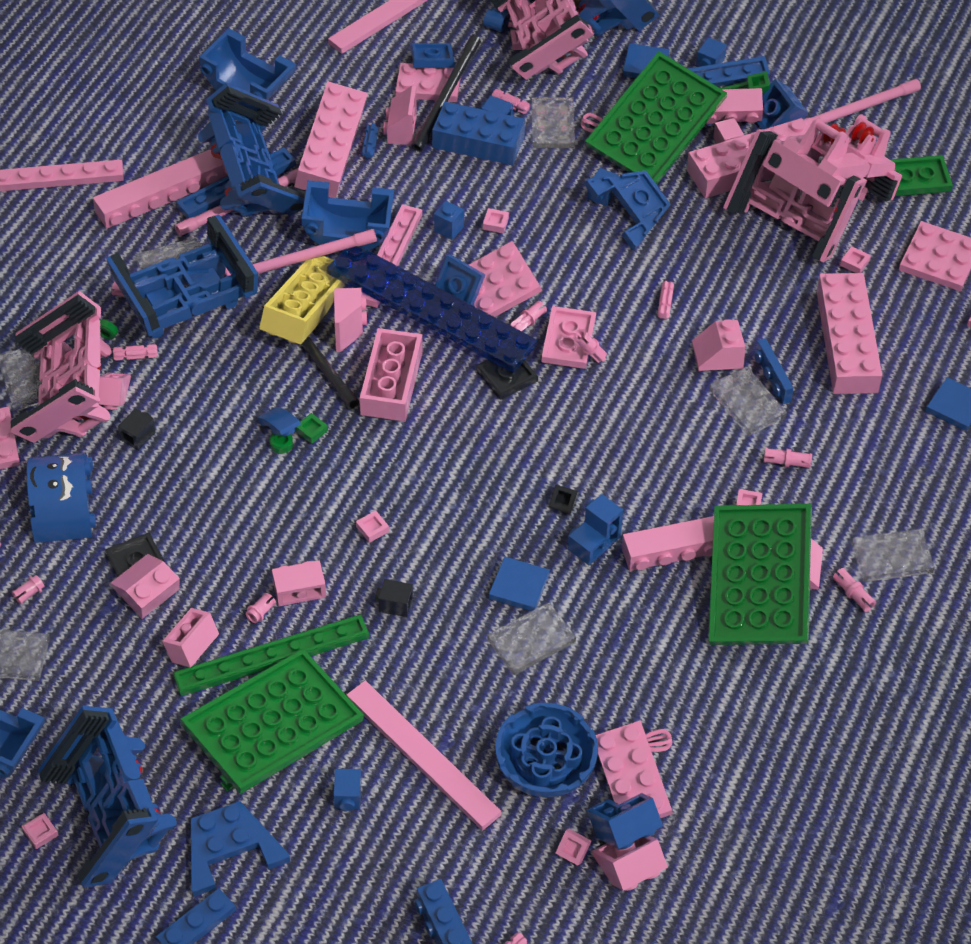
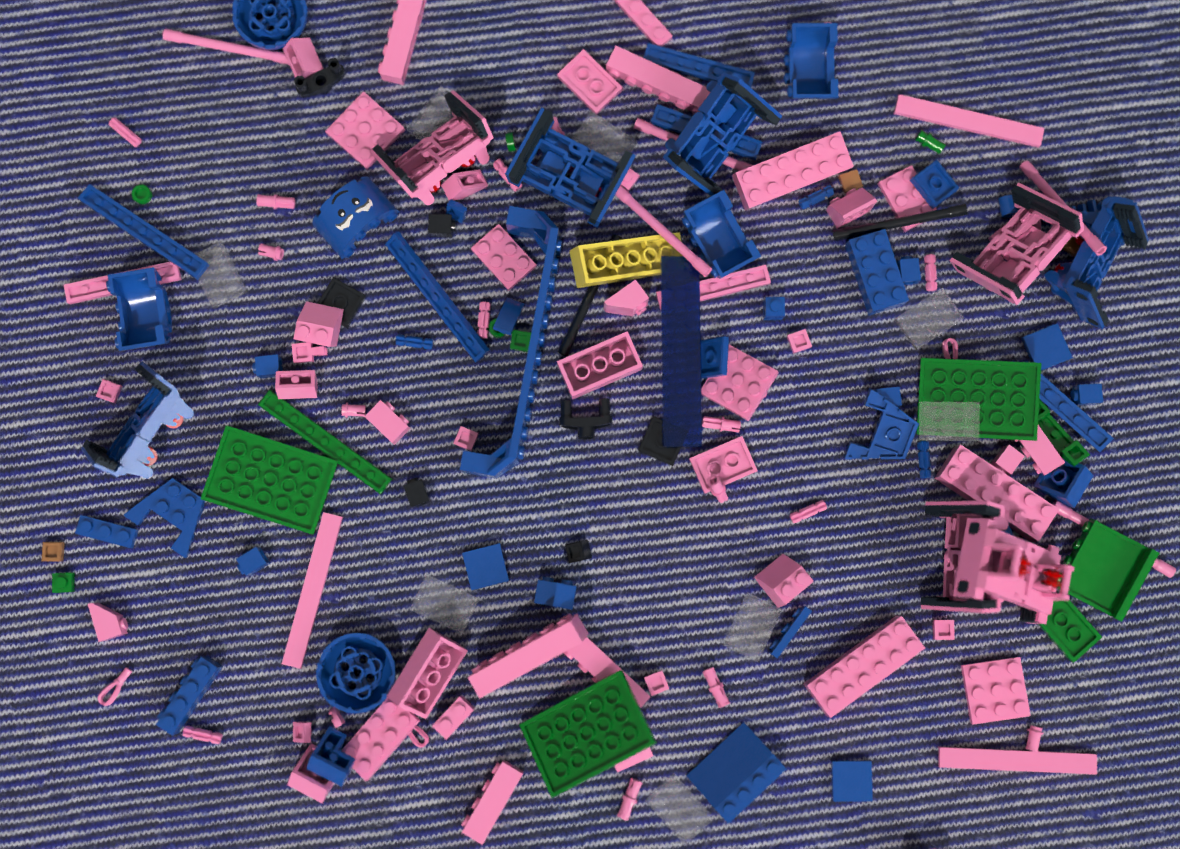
camera: 55 degrees right, 30 degrees up
(104, 239) = (589, 82): none -> bright pink plate
(129, 404) = (457, 210): none -> blue plate
(148, 657) = (267, 366): none -> blue brick
(163, 616) = (305, 352): none -> bright pink plate
(172, 154) = (694, 65): none -> blue plate
(205, 471) = (437, 297): none -> blue plate
(214, 399) = (503, 257): none -> bright pink plate
(234, 518) = (411, 341): none -> blue axle
(239, 342) = (539, 227): none -> blue arch
(263, 448) = (483, 319): none -> bright pink axle
(376, 111) = (850, 181): none -> medium nougat tile
(388, 41) = (927, 140): none -> green pin
(439, 422) = (585, 425): none -> black connector
(580, 805) = (337, 718): none -> bright pink tile
(594, 682) = (427, 673): none -> bright pink brick
(642, 576) = (526, 656): none -> bright pink brick
(659, 692) = (453, 717): none -> bright pink brick
(660, 147) = (949, 421): none -> clear plate
(682, 193) = (924, 459): none -> blue axle
(775, 708) = (492, 802): none -> bright pink brick
(887, 486) = (736, 772): none -> blue slope
(889, 108) = (1107, 568): none -> green panel

